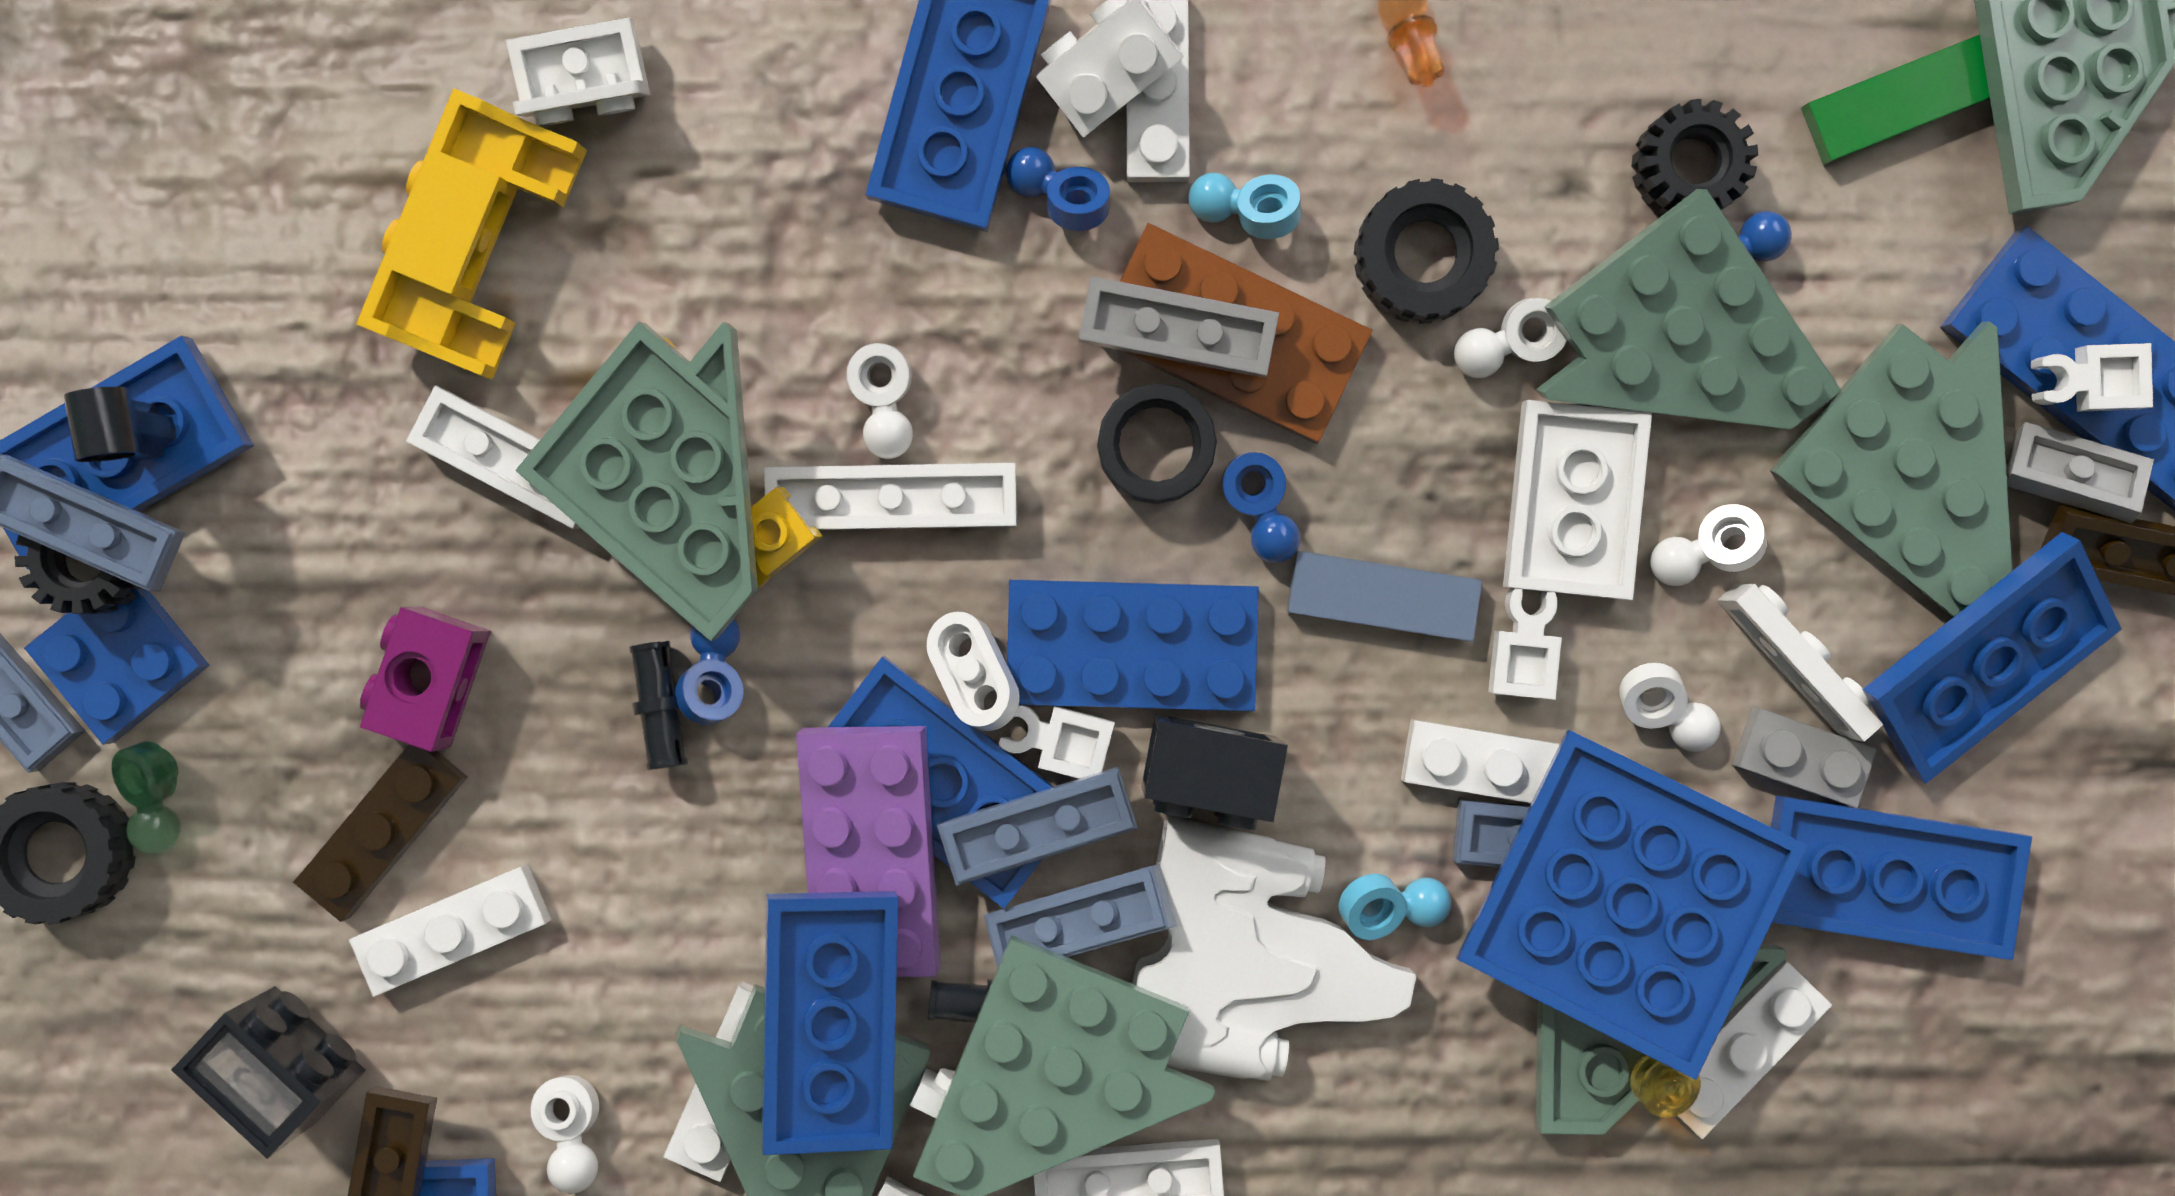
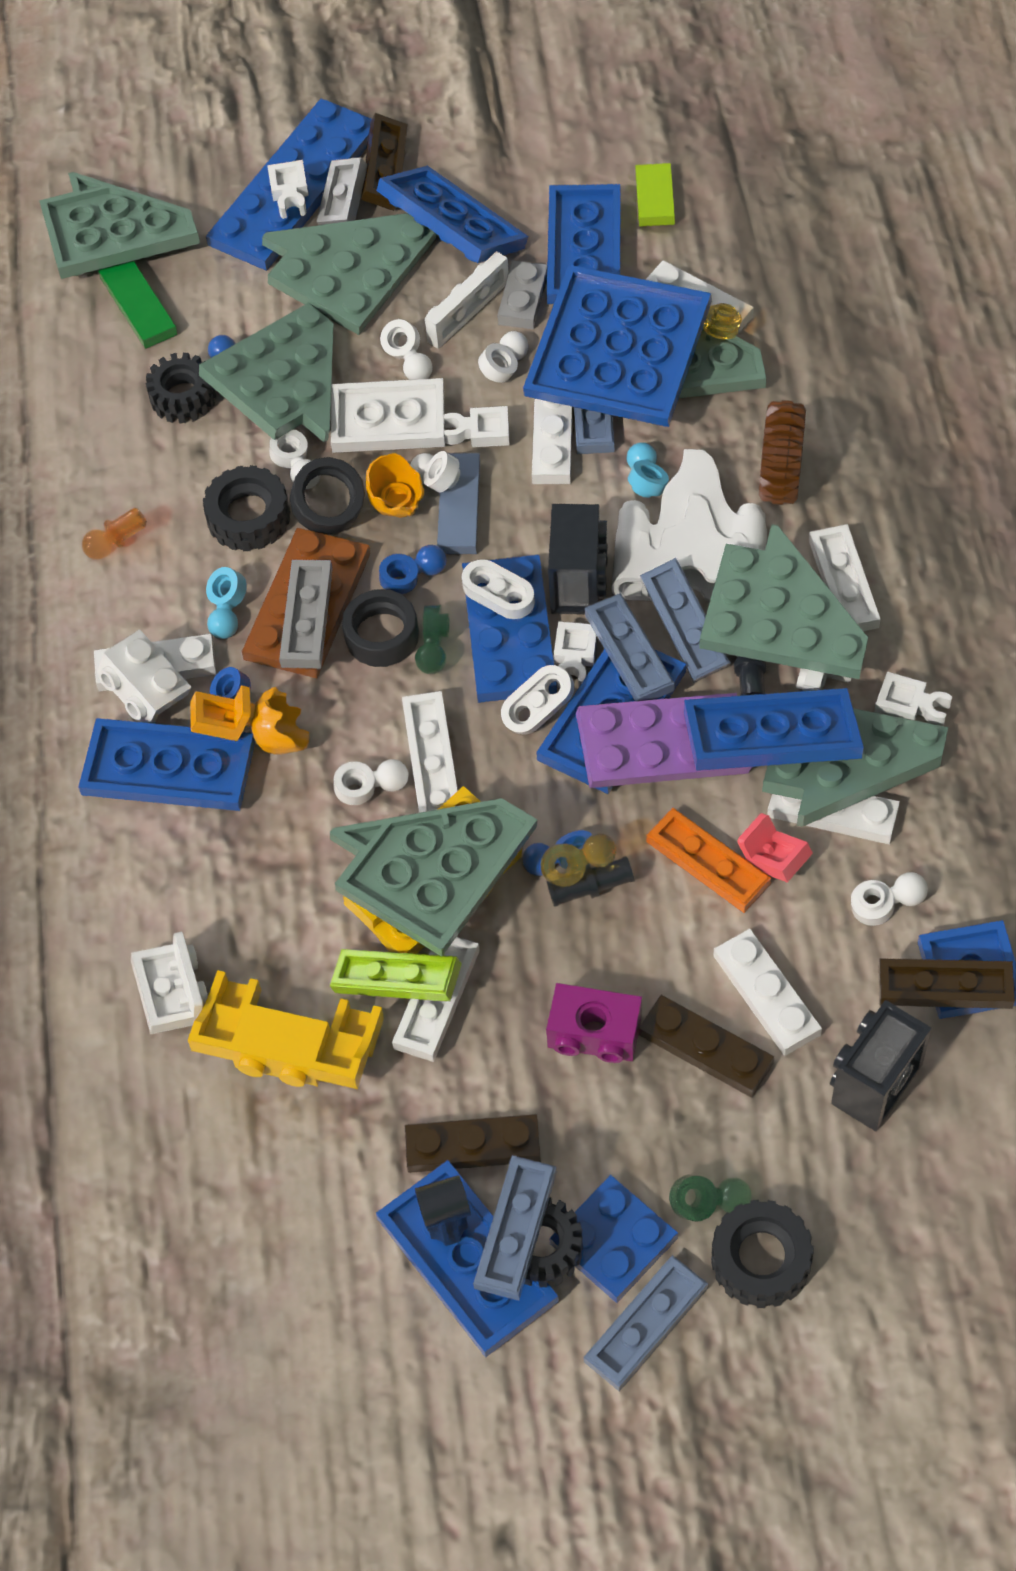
camera: 90 degrees left, 30 degrees down
(283, 482) = (471, 1142): none -> dark brown plate
(539, 392) = (396, 975): none -> lime tile
(659, 674) = (597, 850): none -> clear yellow plate
(660, 983) = (772, 850): none -> coral bracket
(676, 883) = (708, 860): none -> orange tile
(988, 267) = (276, 726): none -> light orange hair
(1007, 178) = (221, 715): none -> light orange bracket
(1089, 517) = (431, 656): none -> clear green plate
(1175, 636) = (501, 589): none -> white plate
(1366, 383) = (335, 468): none -> black tyre
(1367, 1135) = (782, 452): none -> reddish brown gear
(1415, 495) = (393, 486): none -> light orange hair
(1431, 572) = (437, 471): none -> white plate
(1989, 1014) = (654, 194): none -> lime tile

